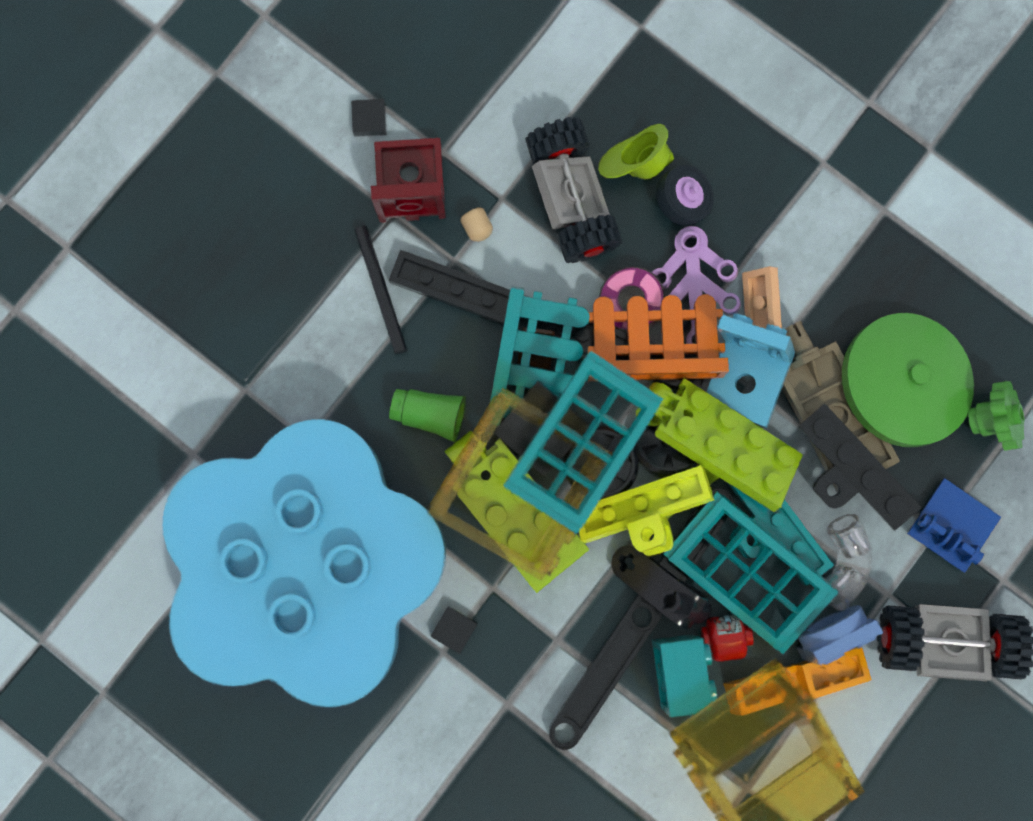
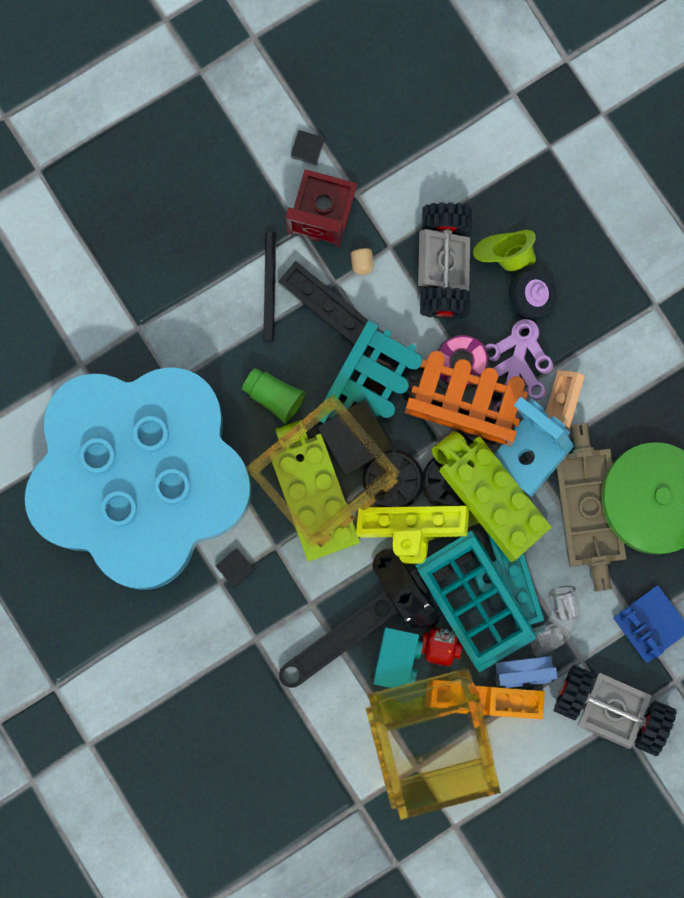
camera: 25 degrees right, 0 degrees up
(619, 384) = (421, 421): teal piece -> none
(855, 470) = (584, 552): black plate -> none

